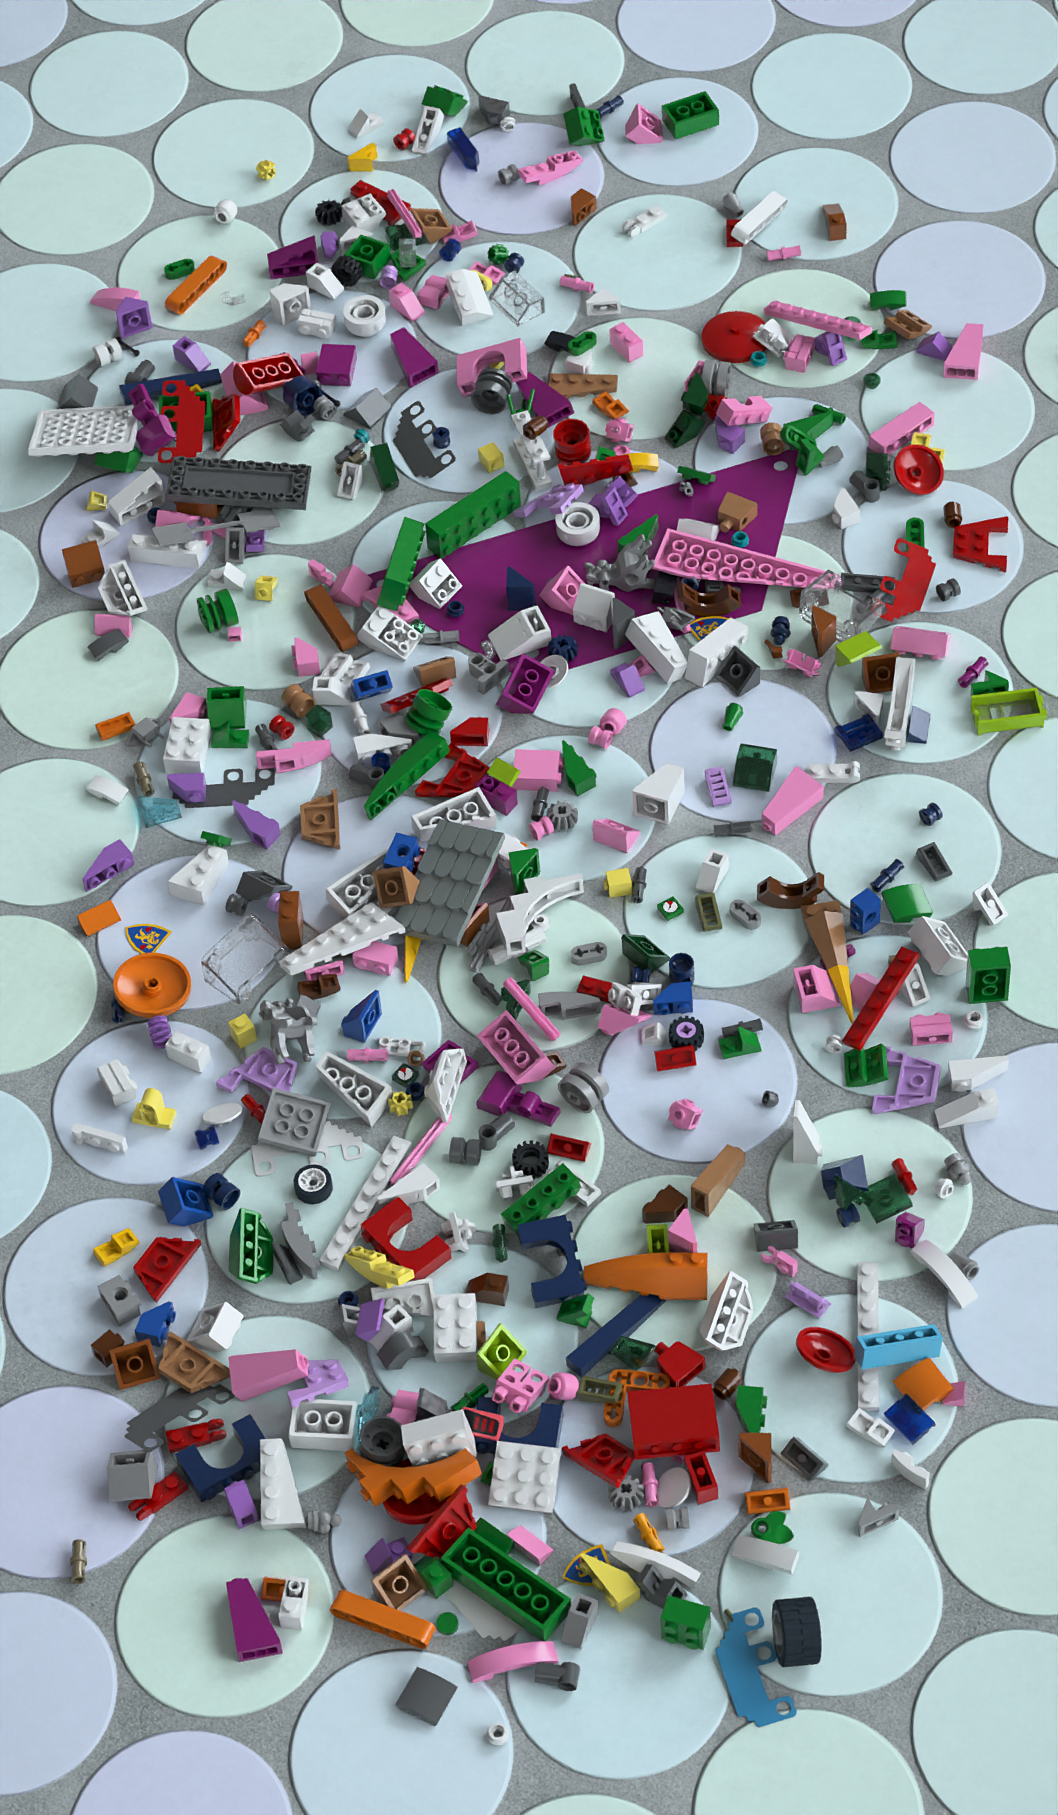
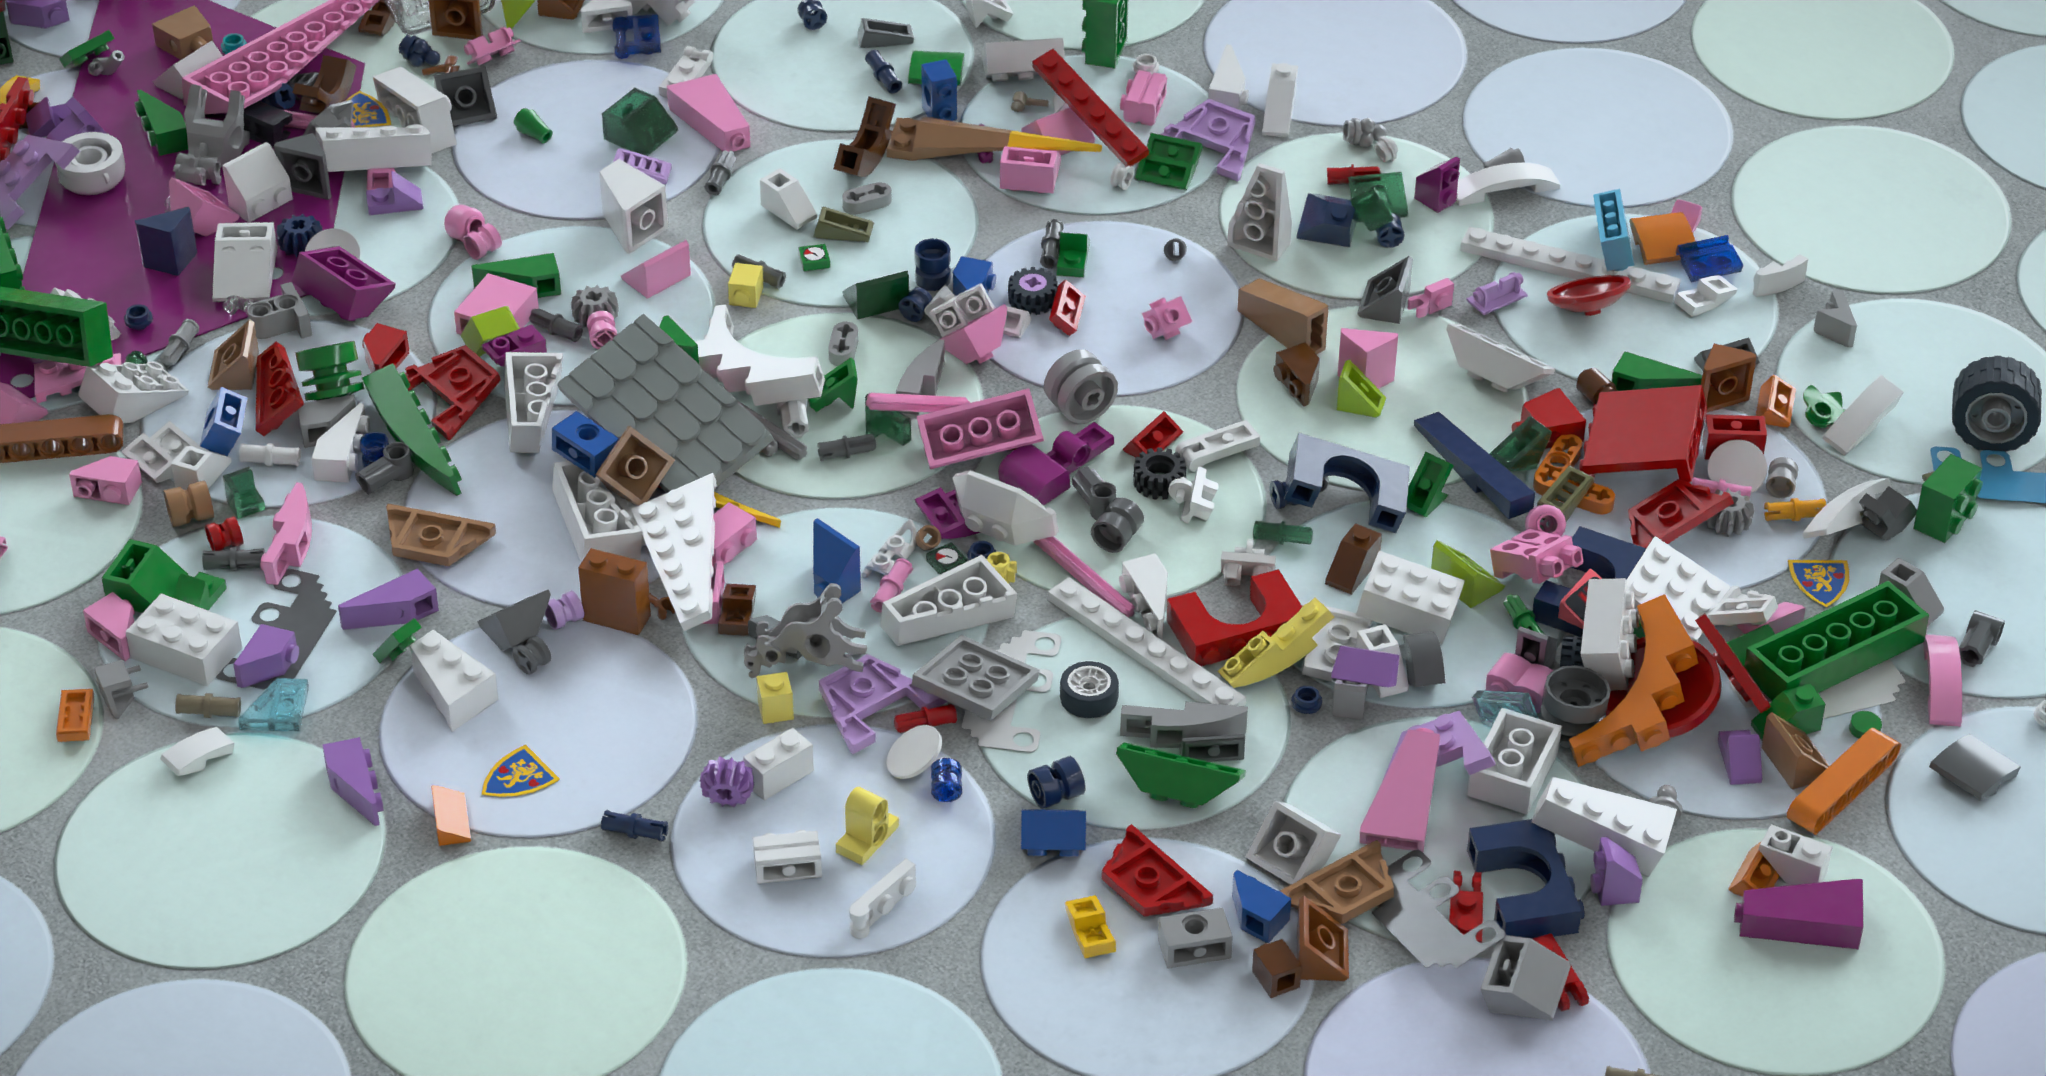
camera: 75 degrees left, 10 degrees down
(152, 985) = (631, 772): orange dish -> none
(242, 957) = (649, 664): clear windscreen -> none
(525, 1522) = (1741, 608): none -> white wing
(542, 1198) = (1241, 471): green brick -> none
(595, 988) = (905, 350): red plate -> none
(616, 1584) = (1859, 555): light yellow slope -> none
(662, 1274) = (1409, 397): orange wedge -> none

